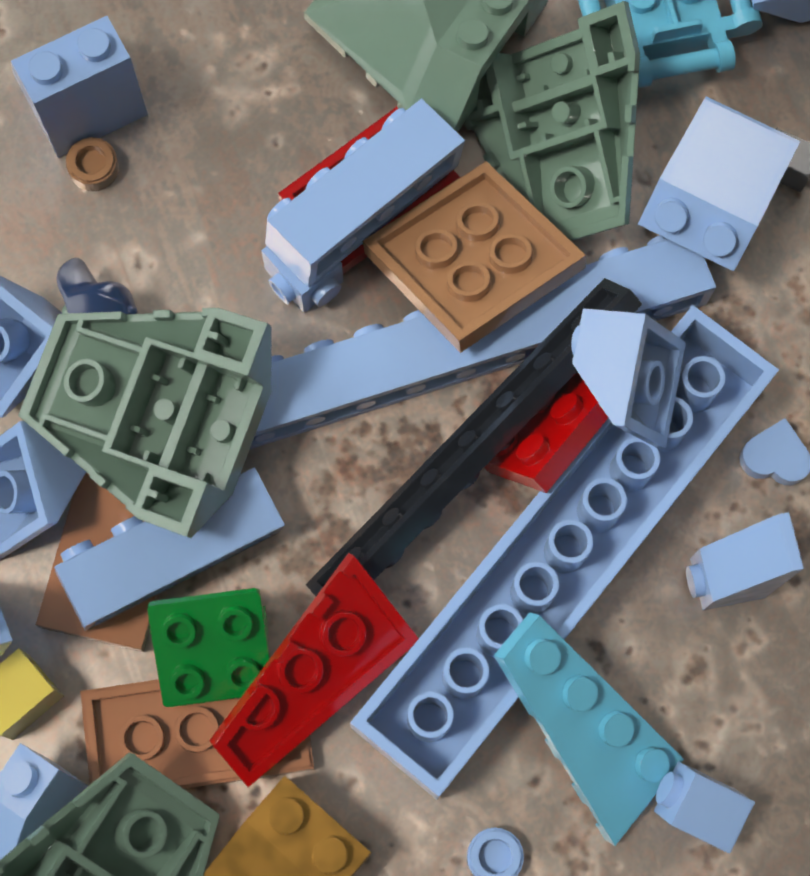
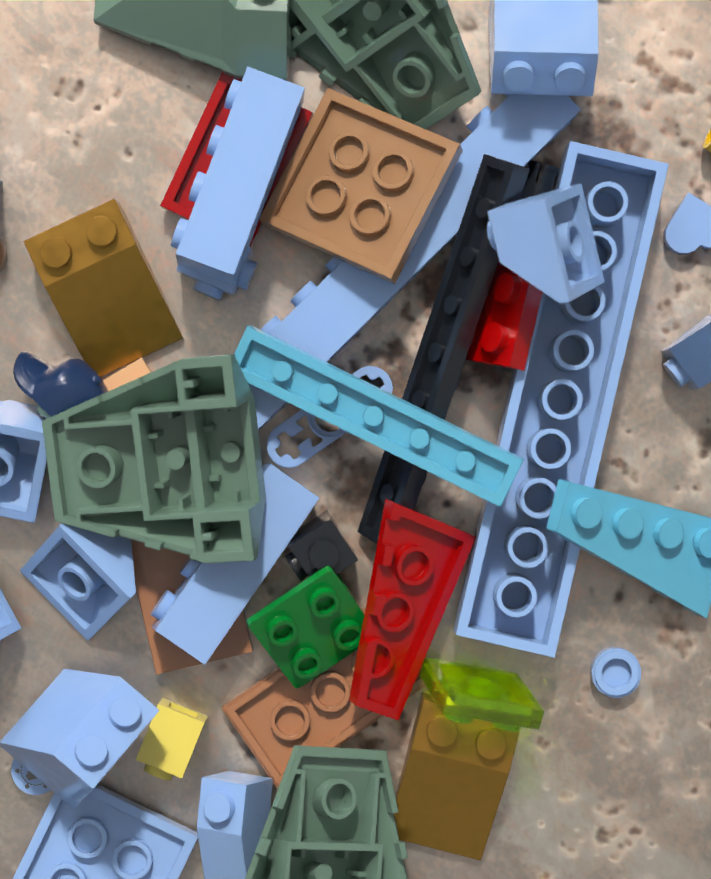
camera: 25 degrees left, 15 degrees up
(186, 233) = (103, 288): none -> pearl gold slope
(260, 569) = (319, 545): none -> black brick
(332, 789) = (481, 694): none -> clear neon green plate
(376, 472) = (292, 428): none -> light blue beam
(382, 468) = (377, 416): none -> medium azure plate

